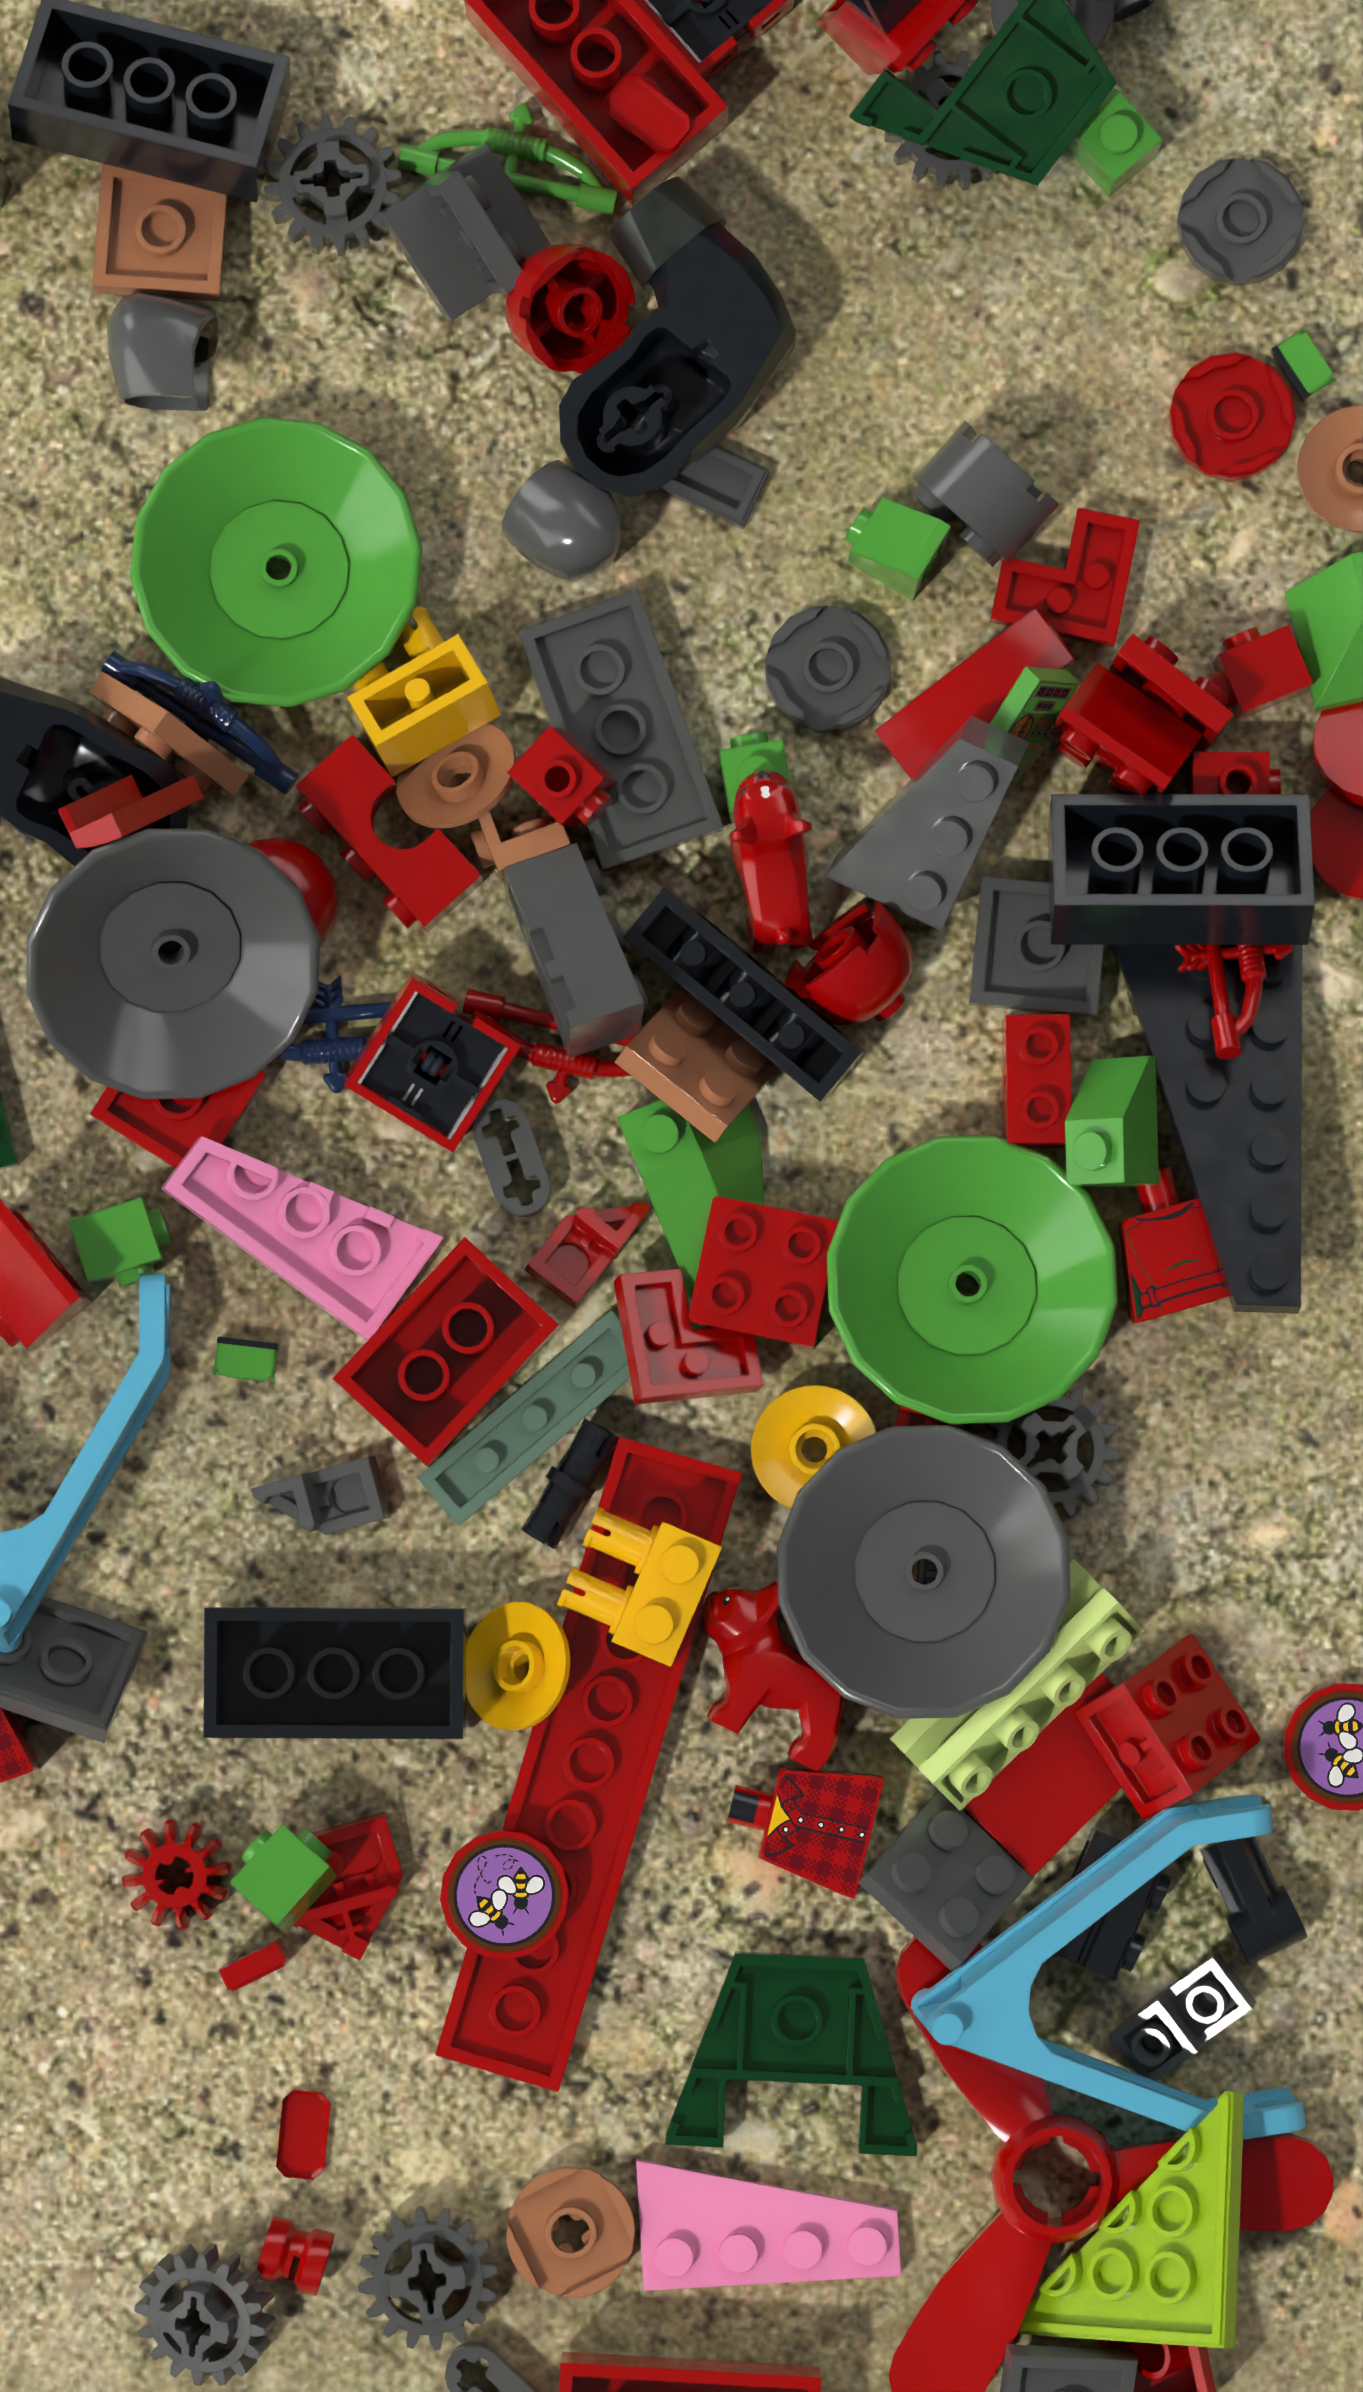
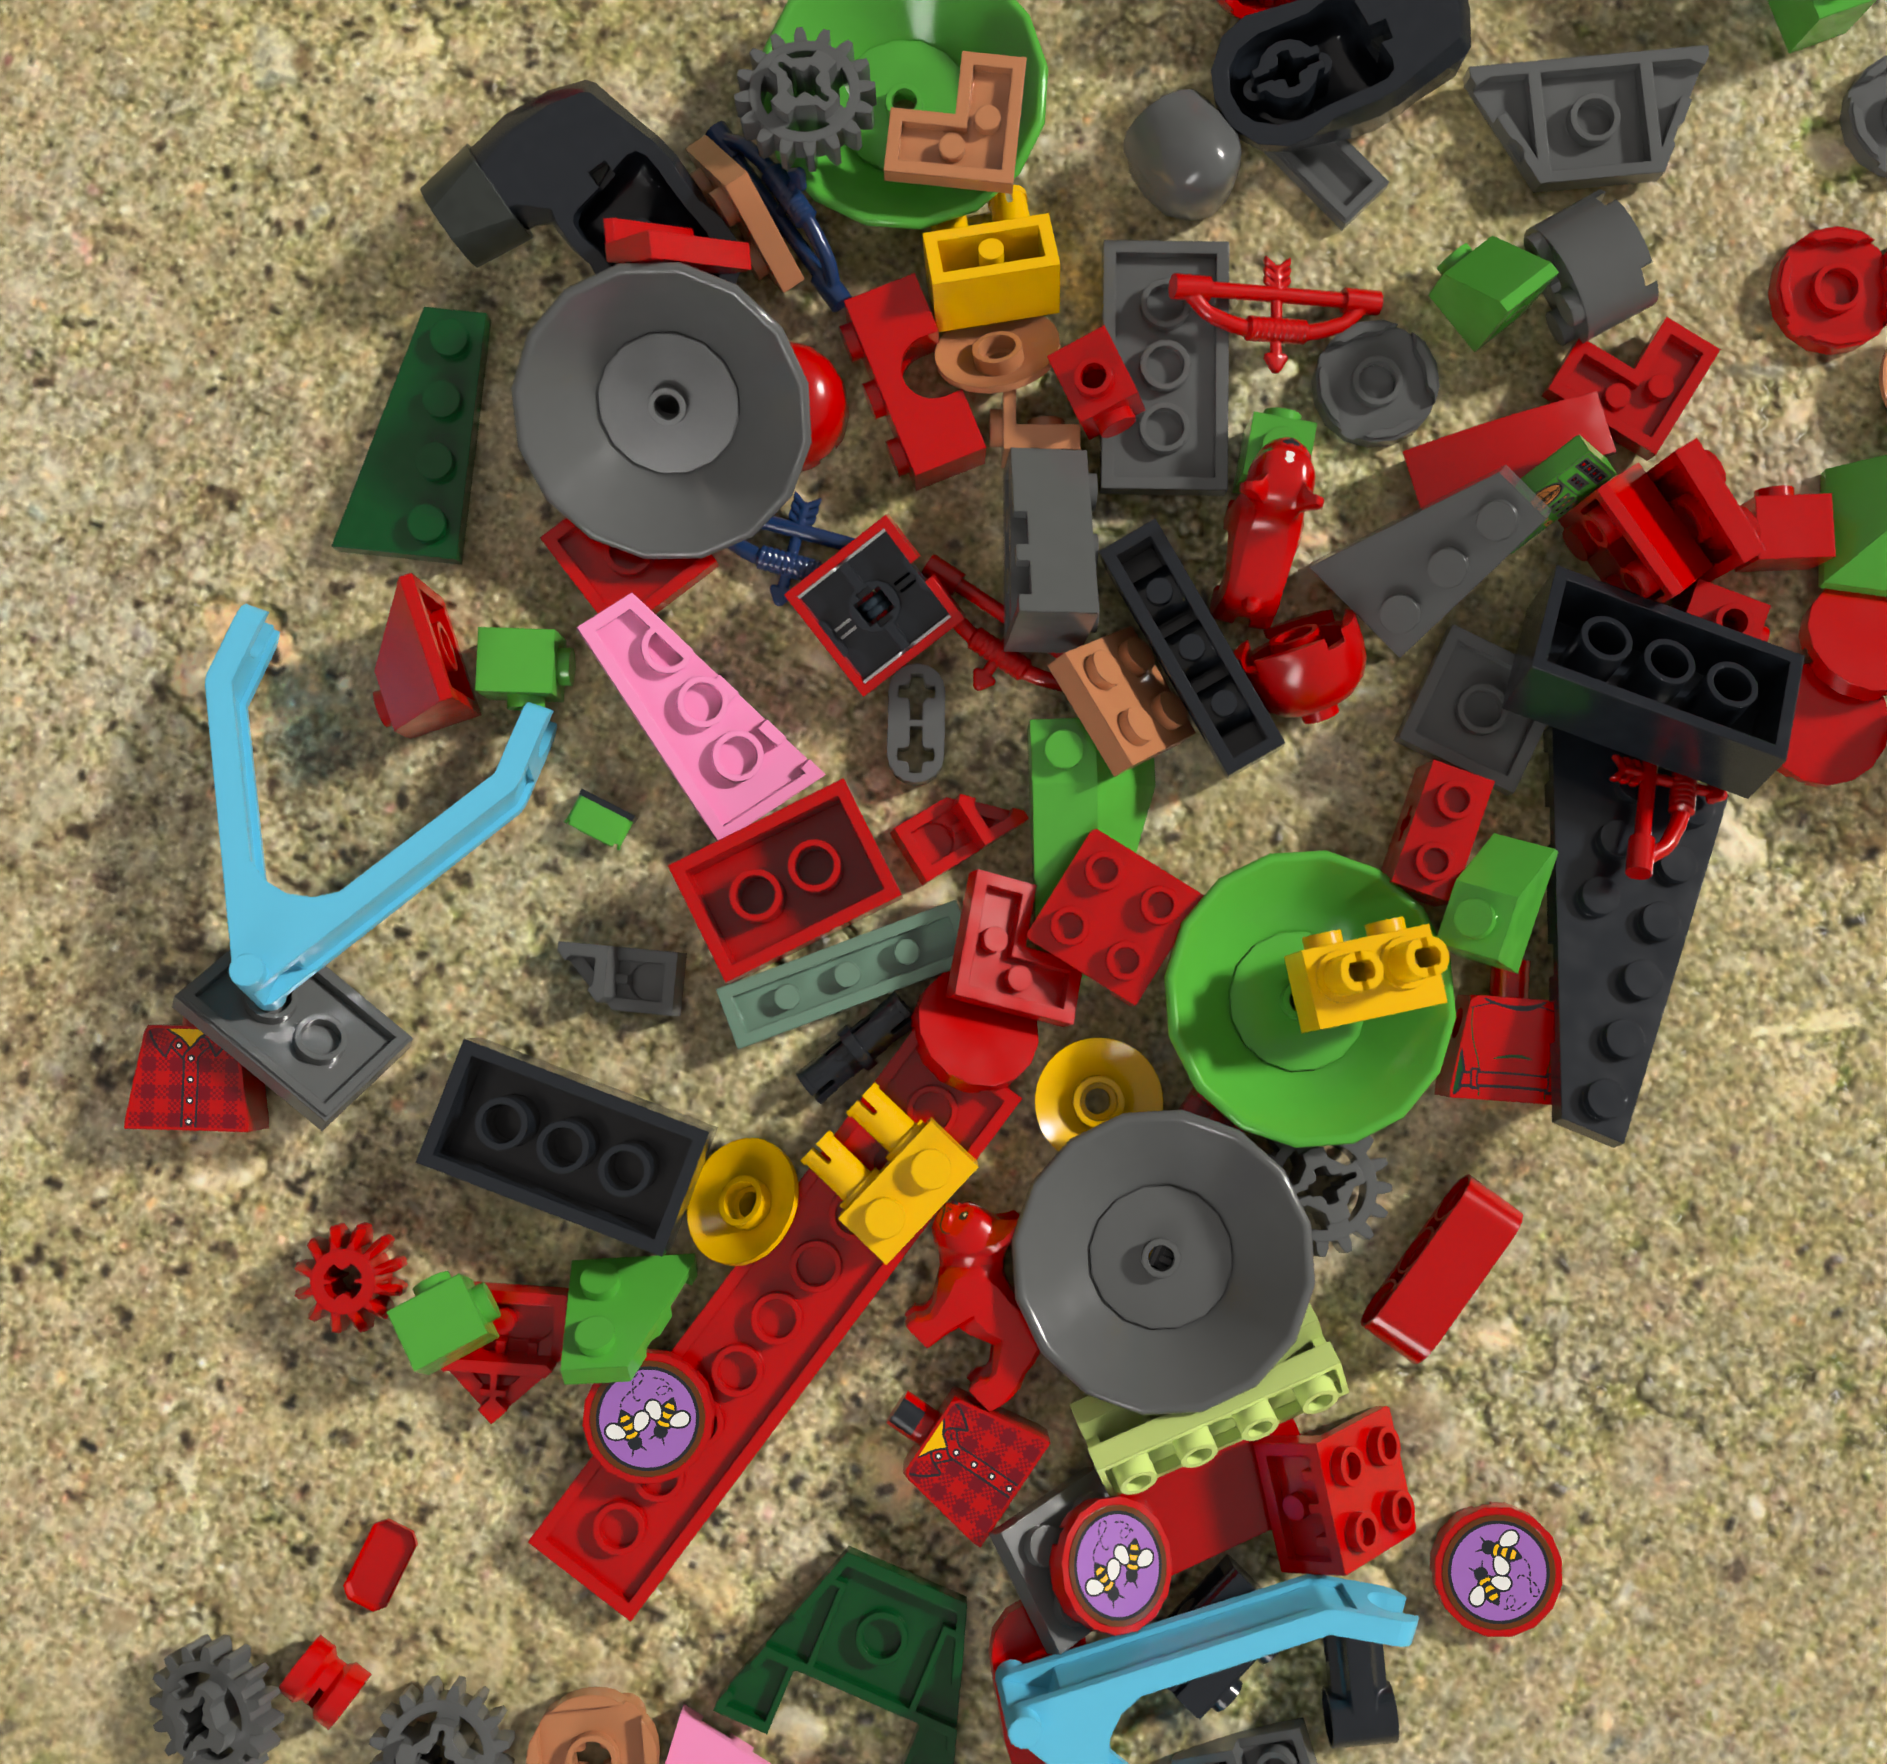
camera: 20 degrees right, 0 degrees up
(170, 606) = (806, 99): none -> dark grey gear
(254, 1965) = (390, 1391): red tile -> none
(365, 602) = (964, 148): none -> nougat plate
(440, 1810) = (617, 1312): none -> bright green wing
(674, 1439) = (970, 1043): none -> red tile
(713, 657) = (1276, 330): none -> red piece
(938, 336) = (1588, 115): none -> dark grey wing
(980, 1867) = (1111, 1565): none -> tile
(1009, 1242) = (1366, 976): none -> yellow brick
(1192, 1486) = (1441, 1269): none -> red beam

